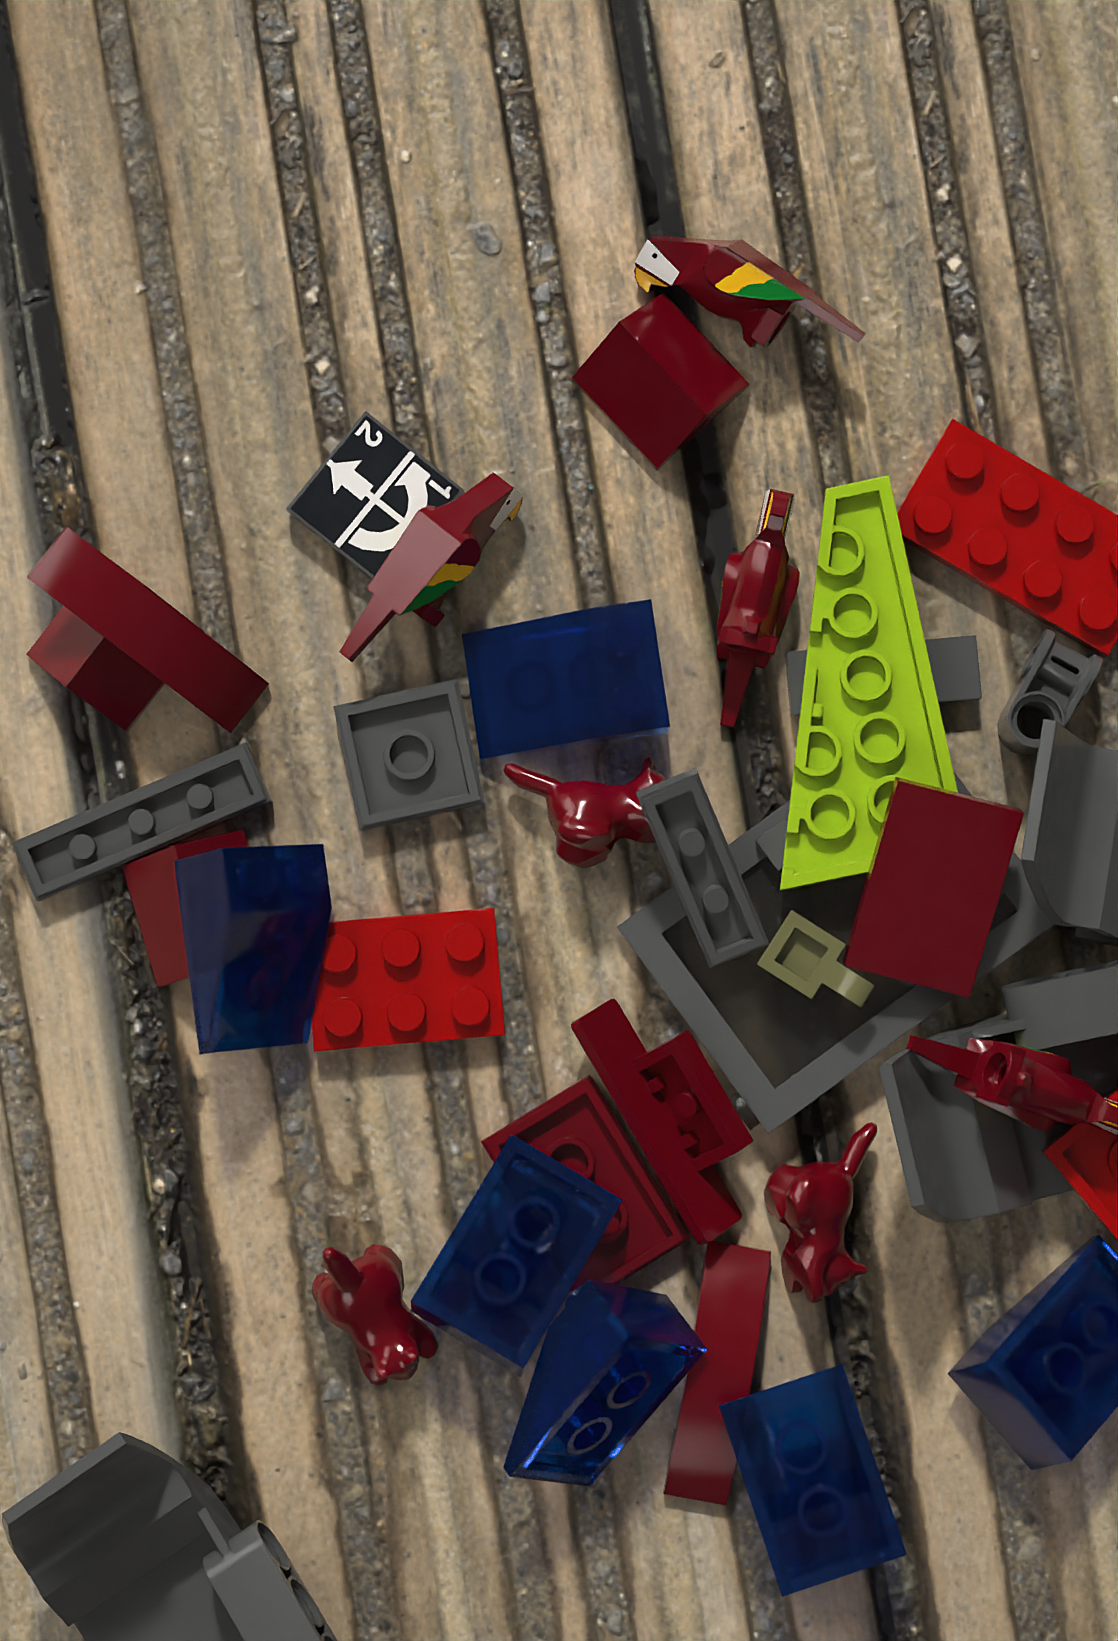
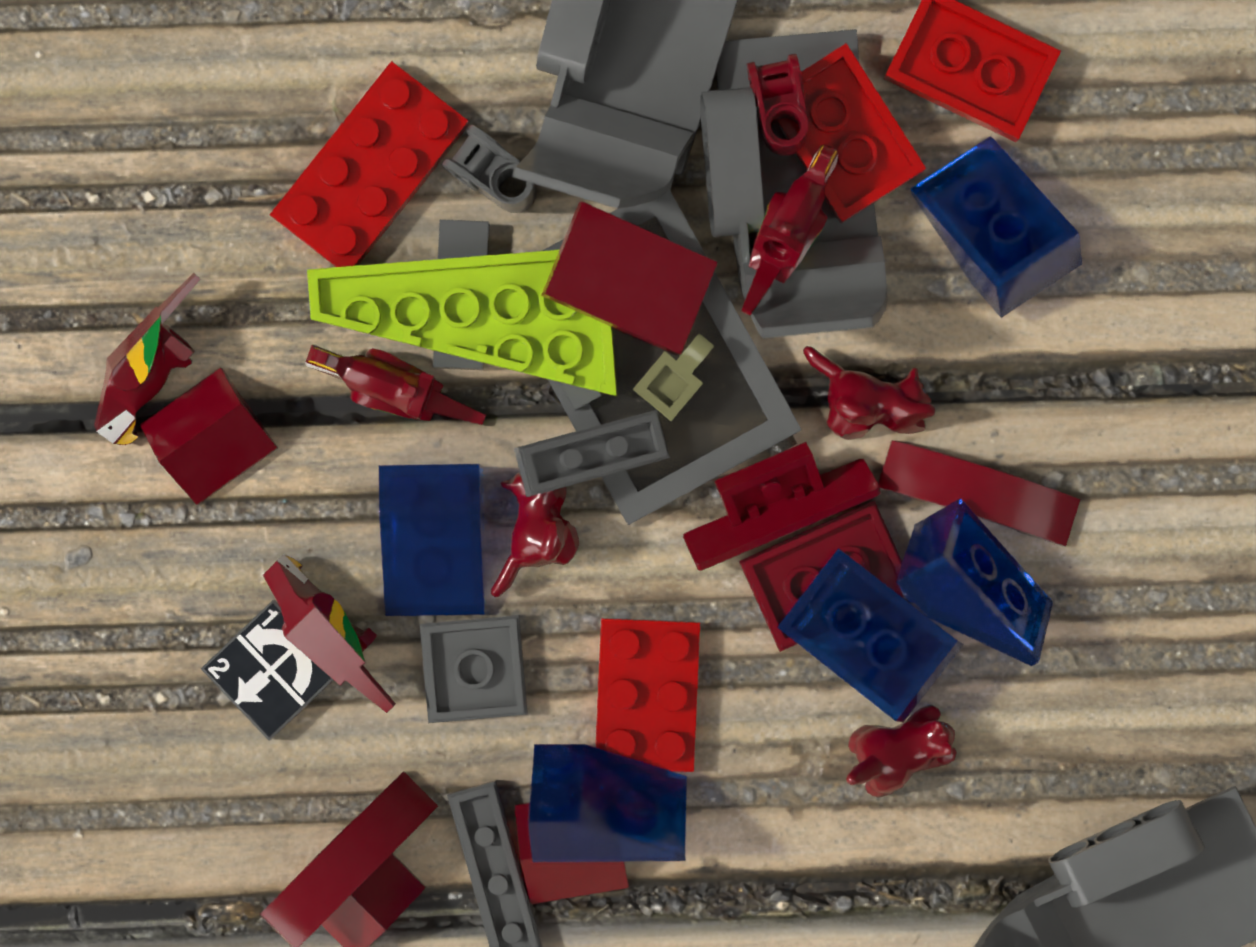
camera: 85 degrees left, 0 degrees up
(812, 1480) = (1069, 431): clear blue slope -> none

